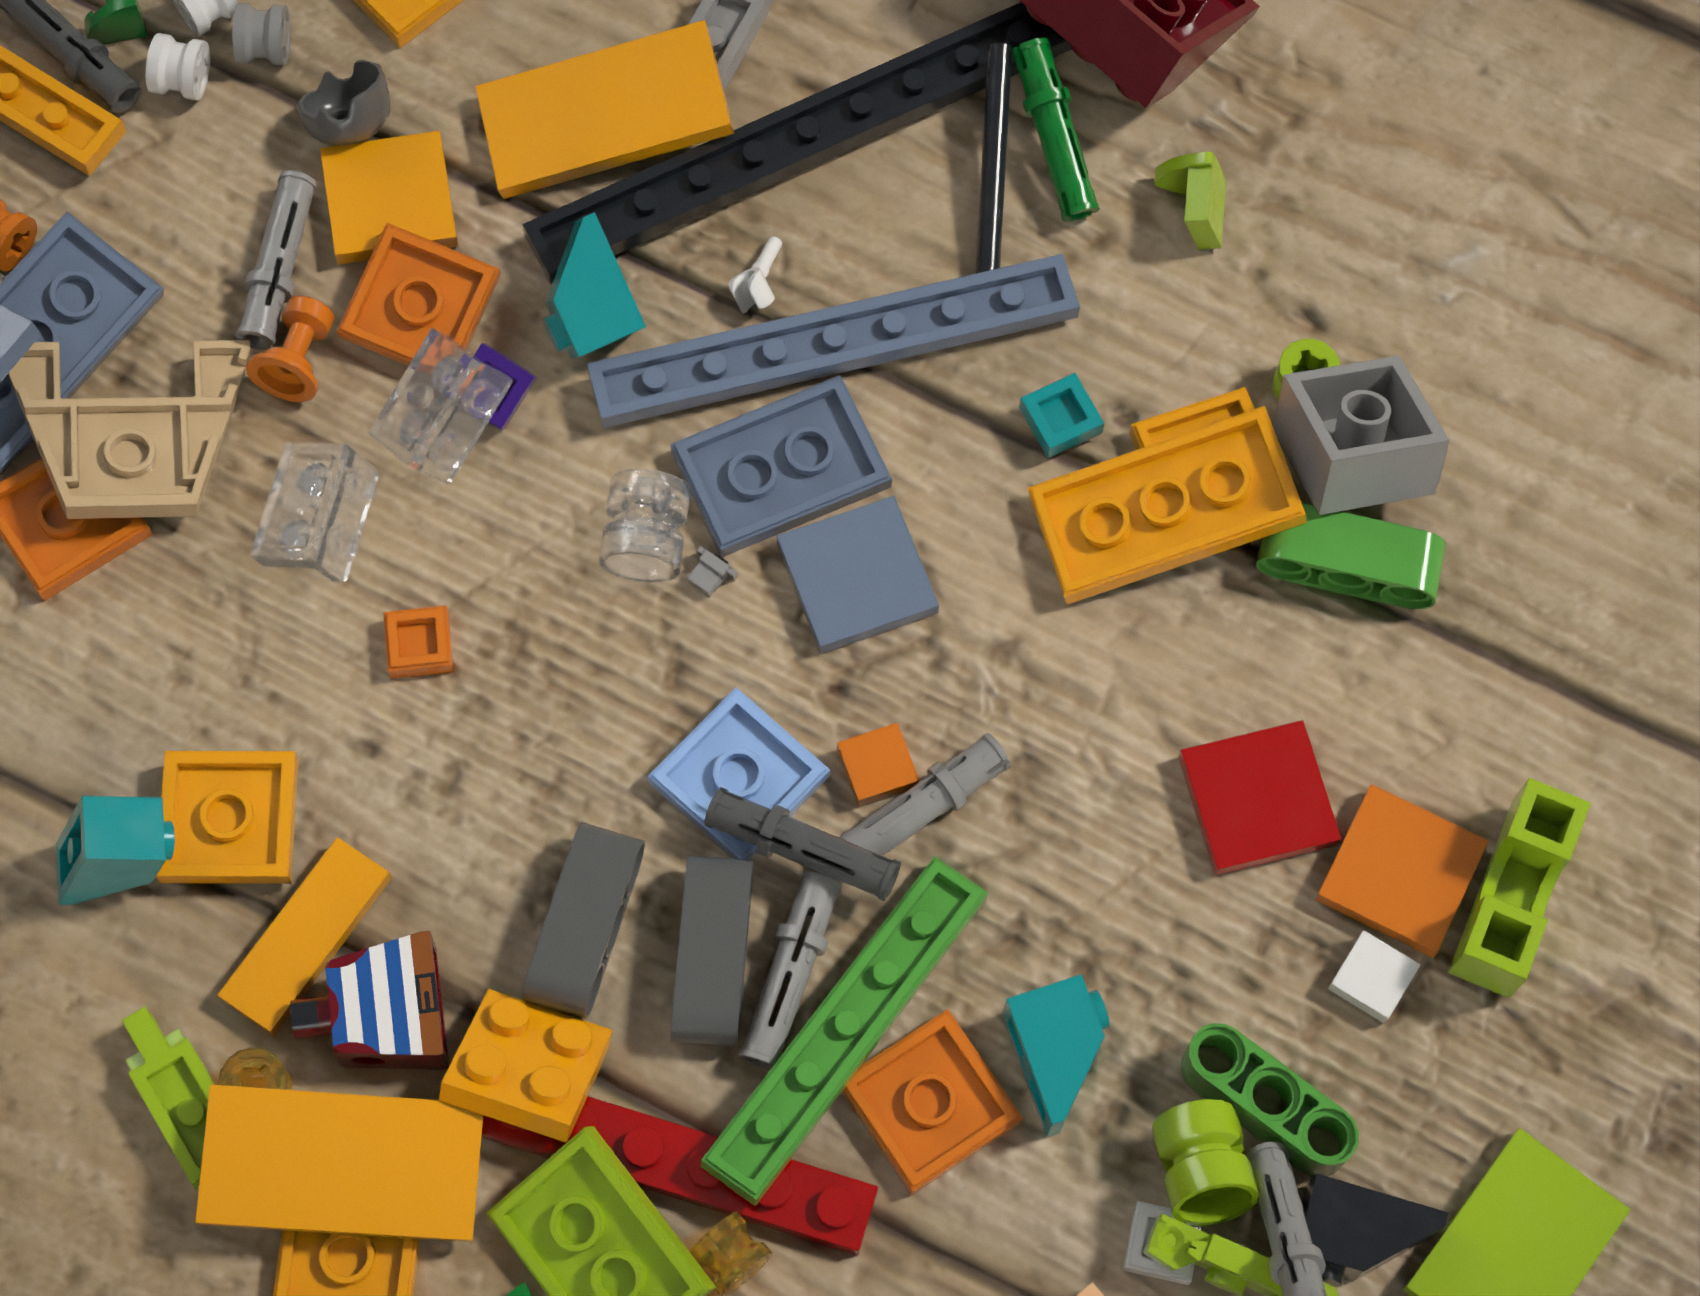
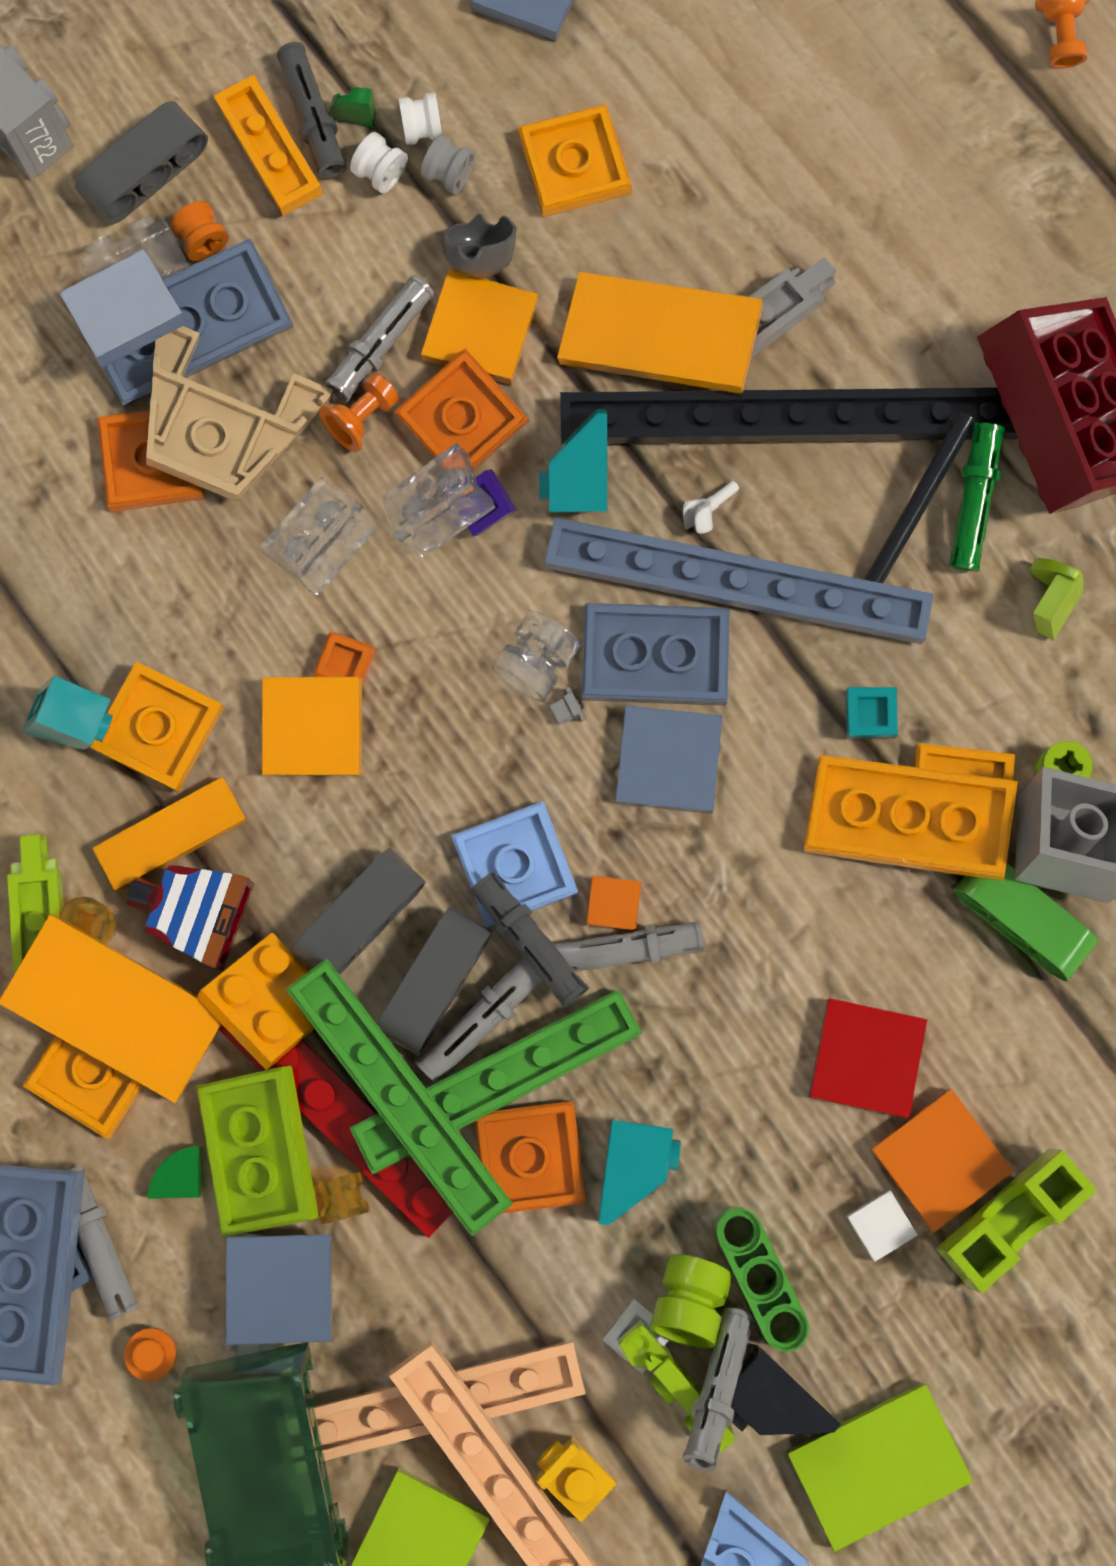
camera: 30 degrees right, 10 degrees up
(417, 729) = (311, 726): none -> light orange tile
(742, 1093) = (399, 1097): none -> bright green tile

